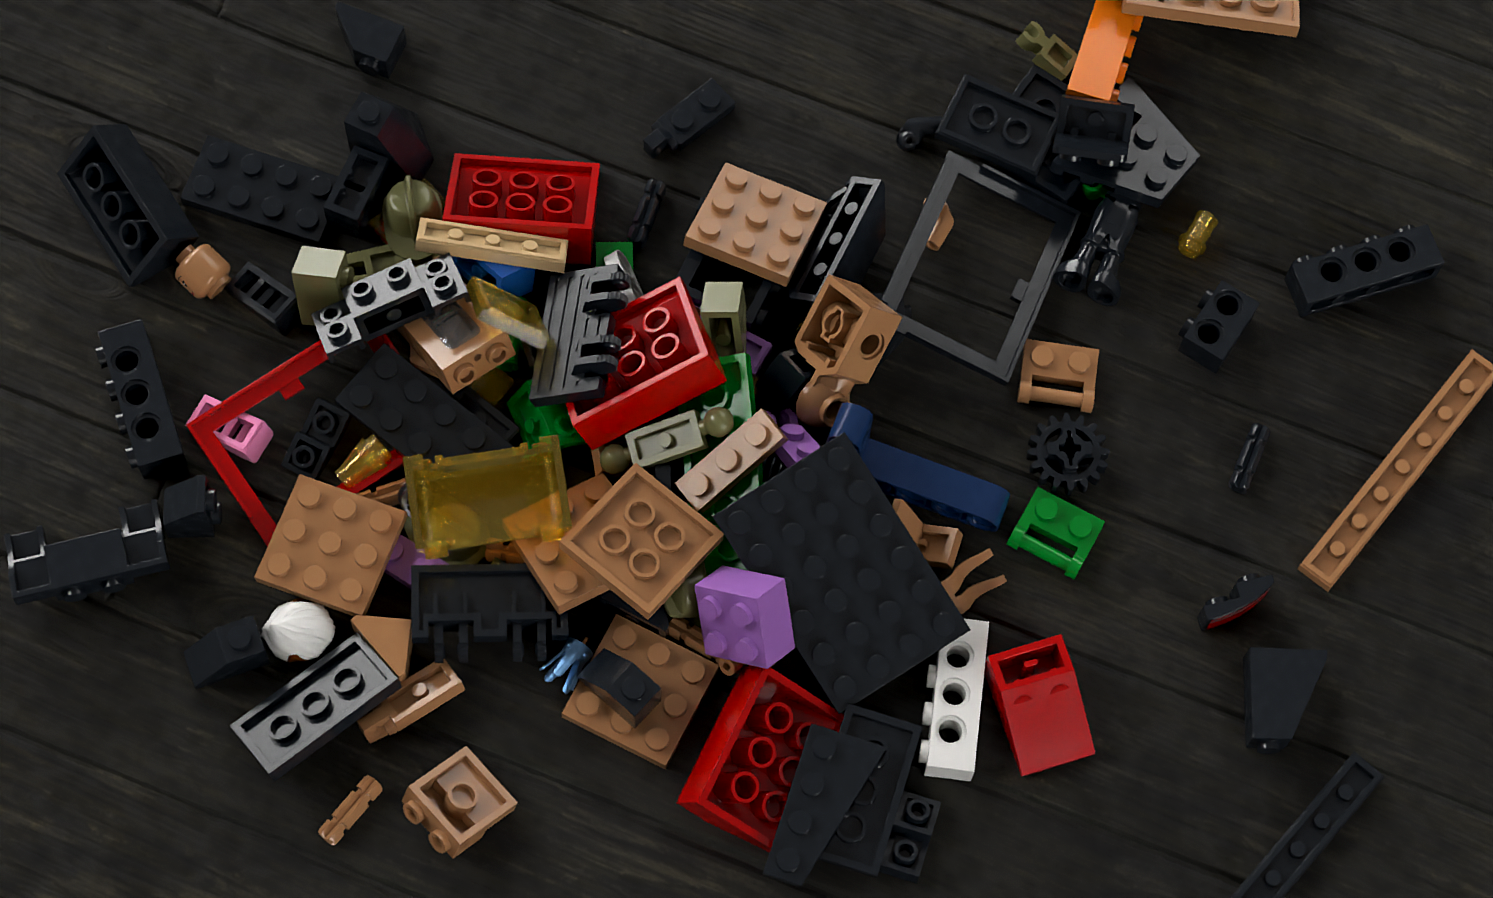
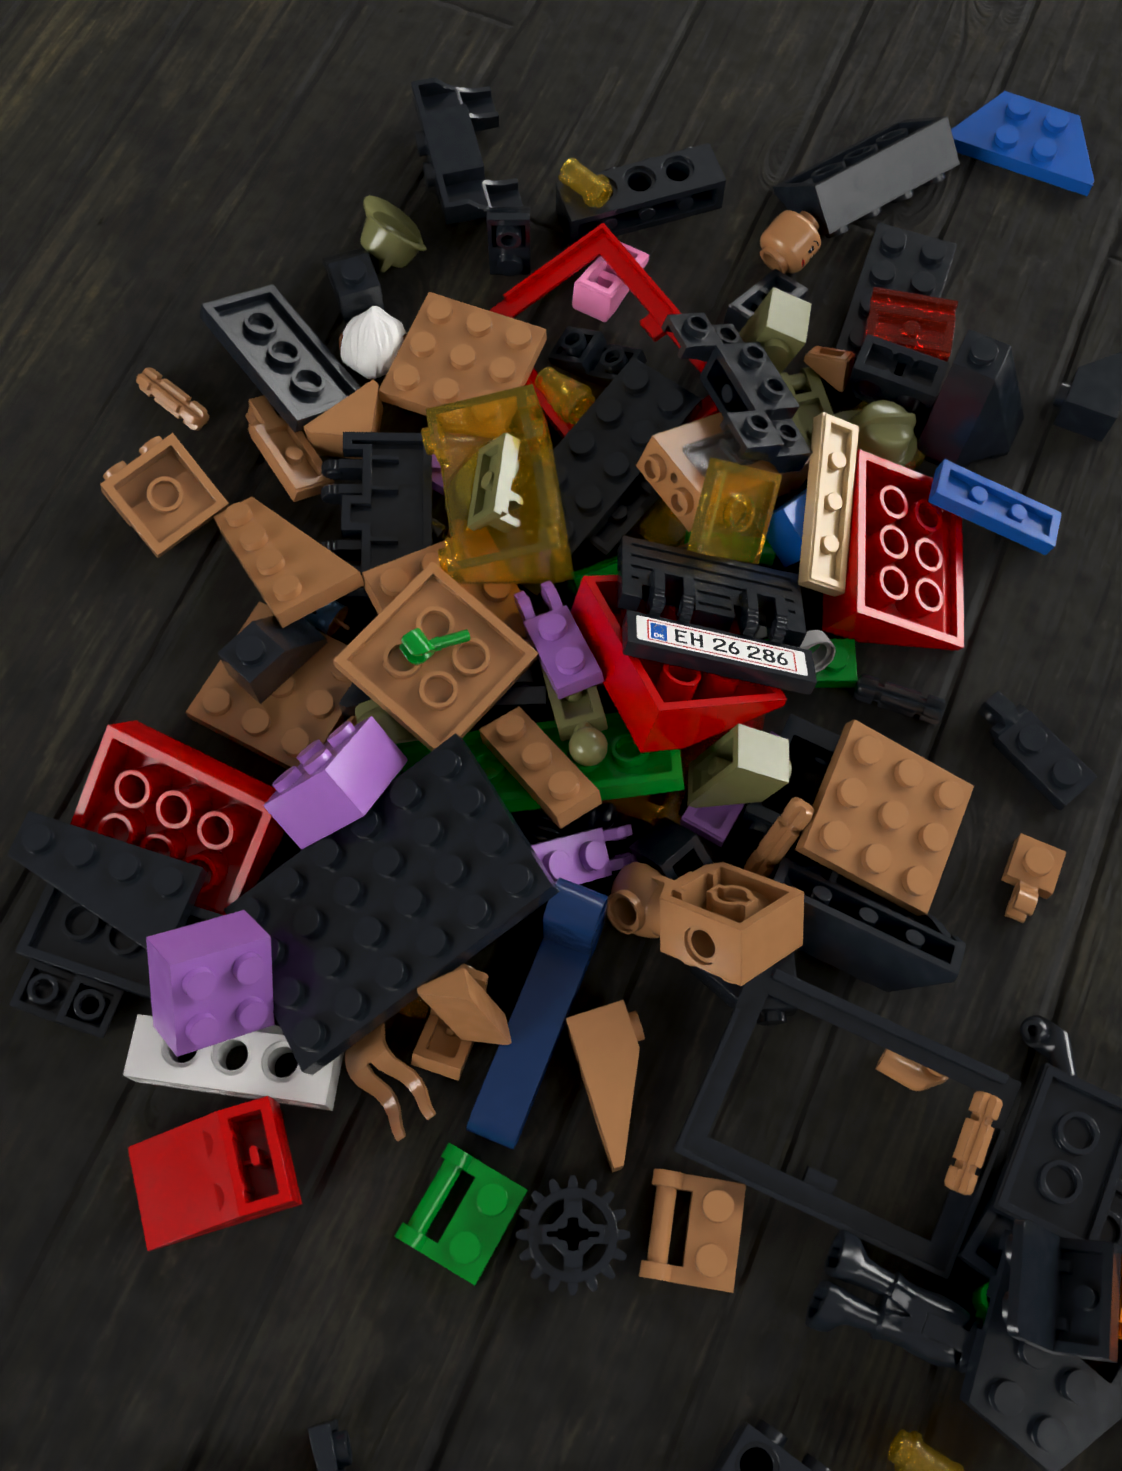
camera: 95 degrees right, 0 degrees up
(89, 66) = (1028, 141): none -> blue wing
(148, 435) = (593, 188): none -> clear yellow pin
(180, 618) = (389, 235): none -> olive piece
(305, 175) = (913, 321): none -> clear red plate
(339, 238) = (832, 365): none -> medium nougat slope
(478, 500) = (492, 485): none -> olive plate
(480, 127) = (995, 507): none -> blue plate
(536, 683) = (284, 562): none -> medium nougat wing
(621, 450) = (559, 643): none -> medium lavender hinge
(640, 545) = (419, 649): none -> green hand
(645, 322) = (718, 652): none -> tile
(776, 299) = (780, 837): none -> medium nougat axle
(786, 130) = (1034, 873): none -> medium nougat plate
(908, 696) = (210, 981): none -> medium lavender brick
(920, 513) = (466, 1008): none -> medium nougat slope
(948, 428) = (608, 1060): none -> medium nougat slope
(993, 183) = (973, 1143): none -> medium nougat axle

